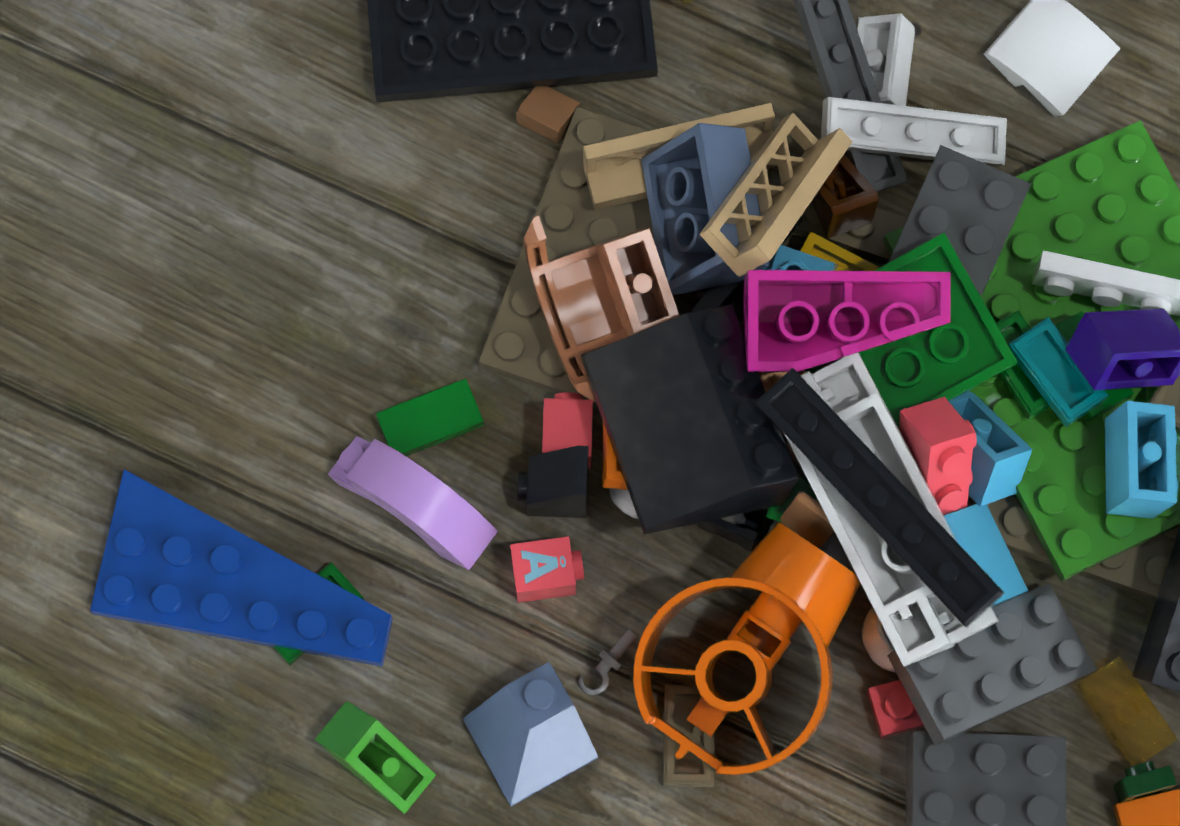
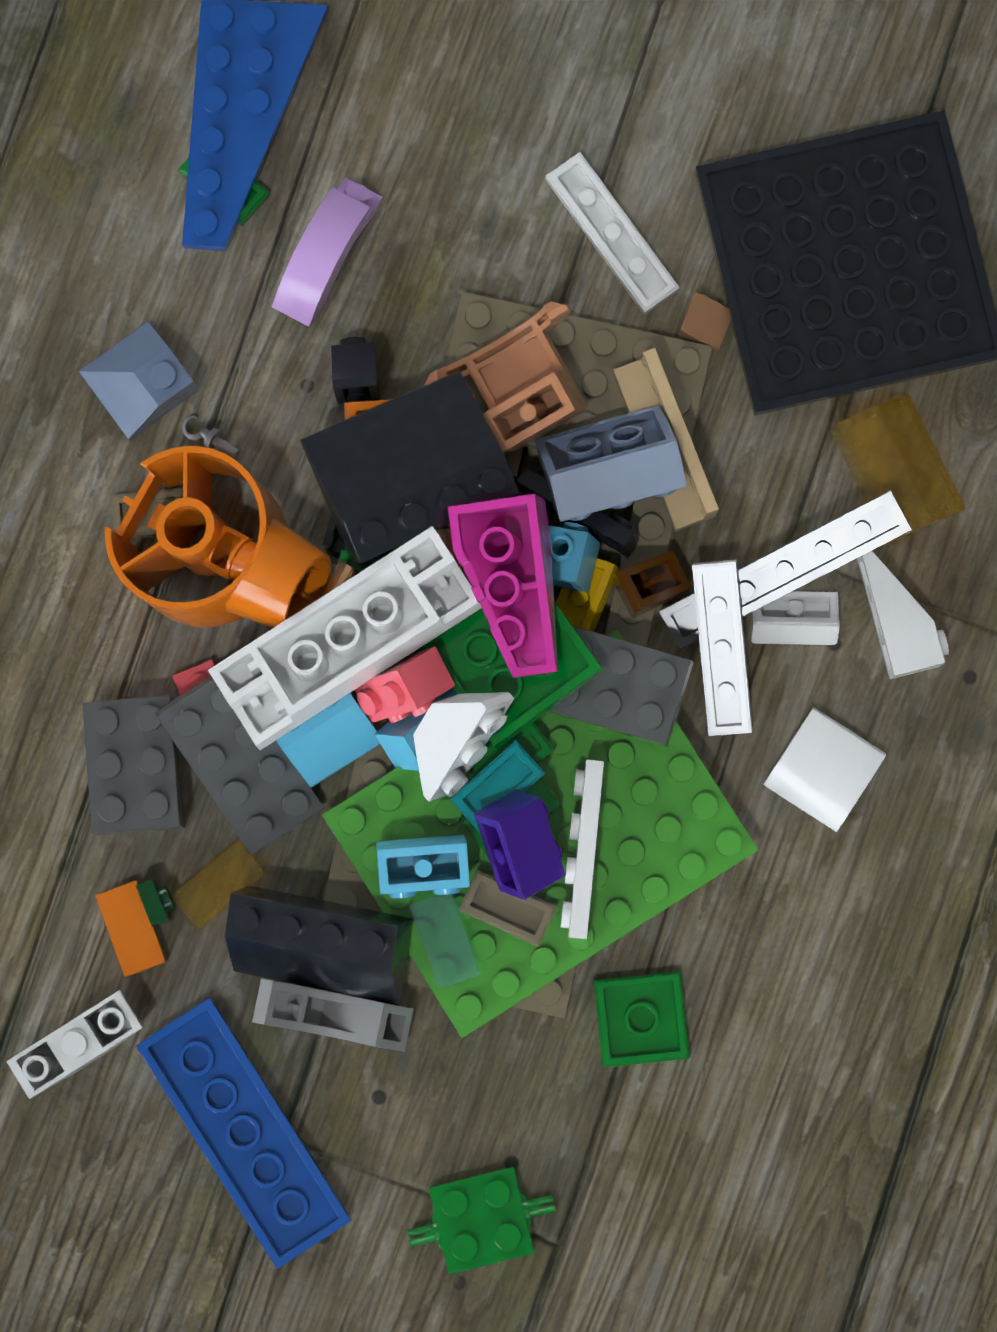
camera: 85 degrees right, 10 degrees up
(375, 756) = (103, 251): bright green slope -> none
(430, 418) = (406, 258): green tile -> none
(433, 197) = (612, 233): none -> white tile
(545, 569) = (281, 372): coral brick -> none
(567, 423) = (403, 371): coral brick -> none
(788, 202) = (618, 531): tan fence -> none
(880, 498) = (346, 630): black tile -> none
(1004, 398) = (455, 739): none -> white slope

